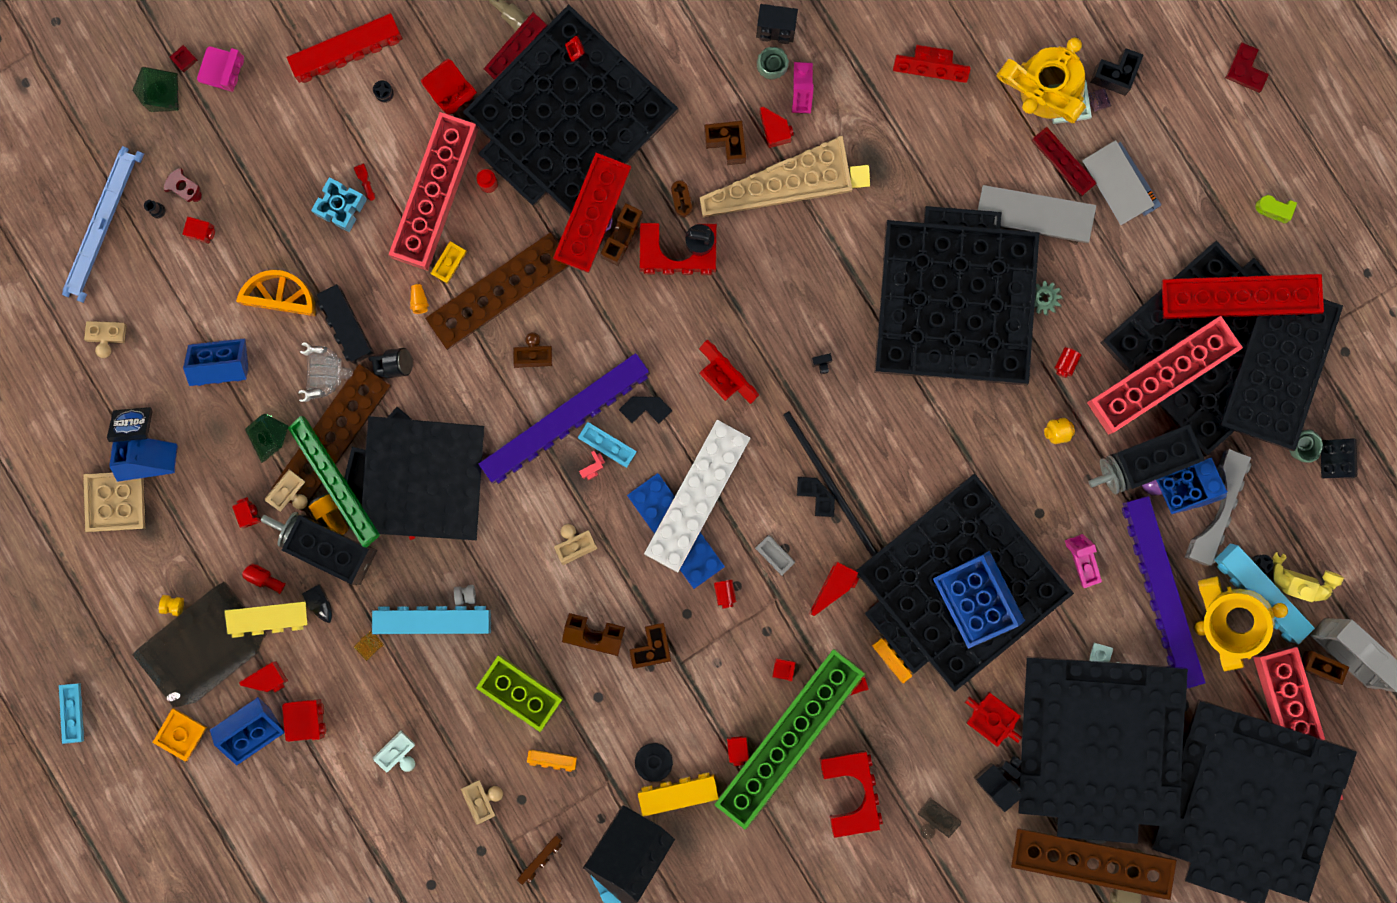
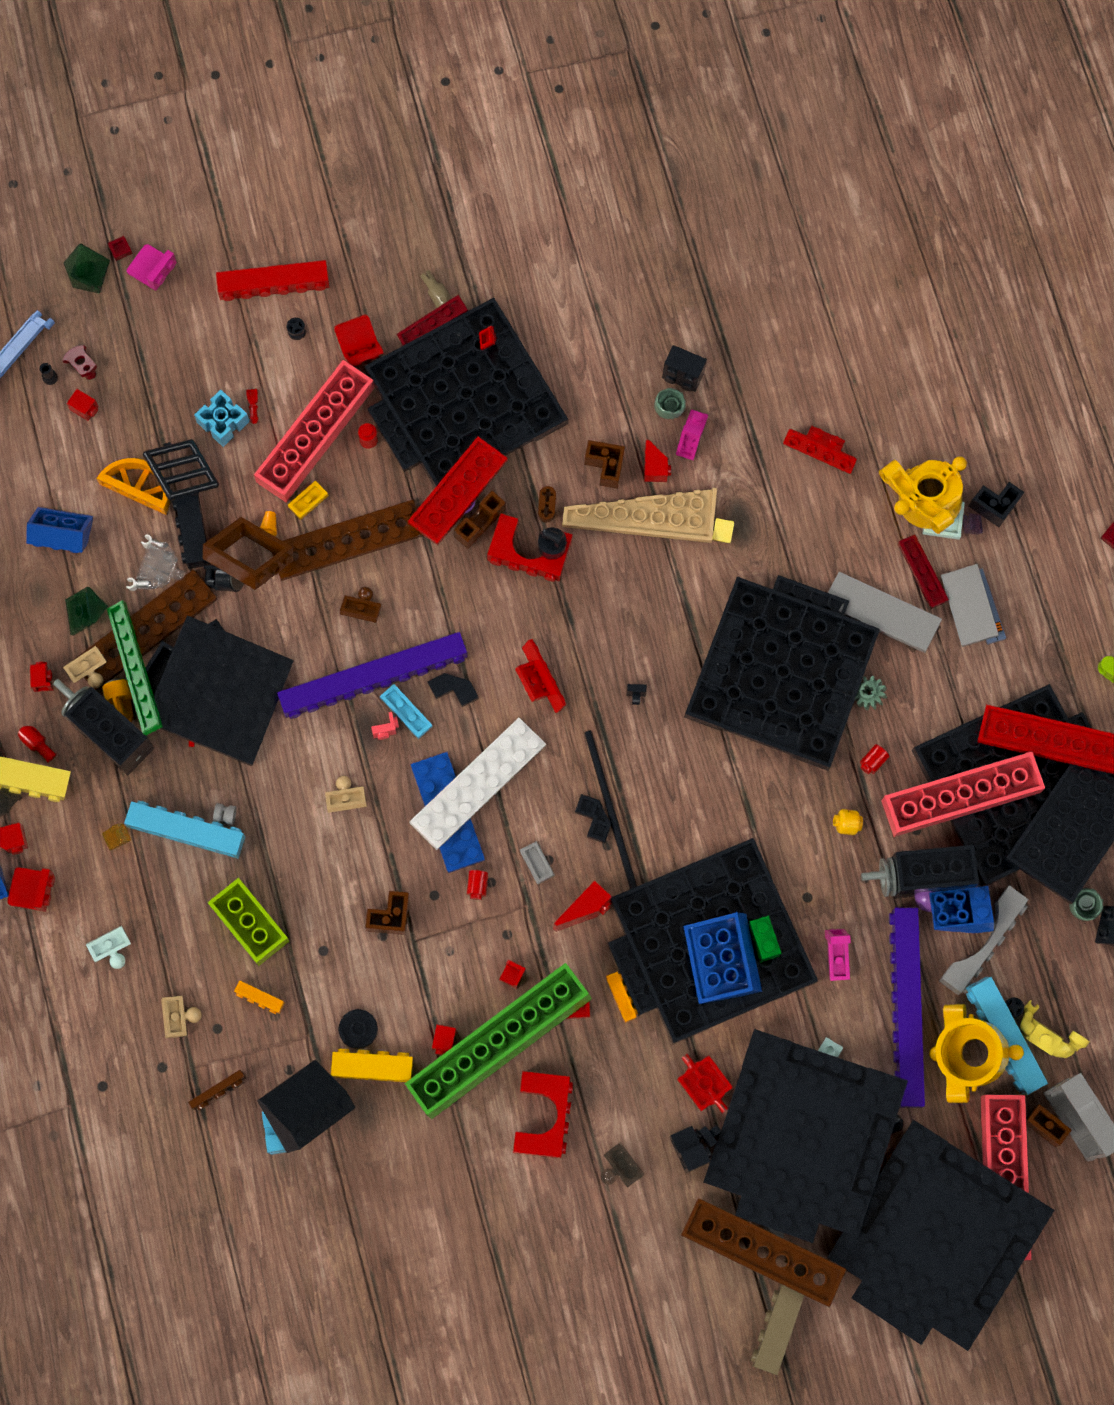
camera: 10 degrees right, 10 degrees down
(304, 287) = (164, 482): none -> black bar
(318, 603) = (82, 782): black plate -> none
(372, 340) = (214, 553): none -> reddish brown window
(580, 634) = (322, 881): reddish brown arch -> none
(1013, 570) = (764, 939): none -> green brick

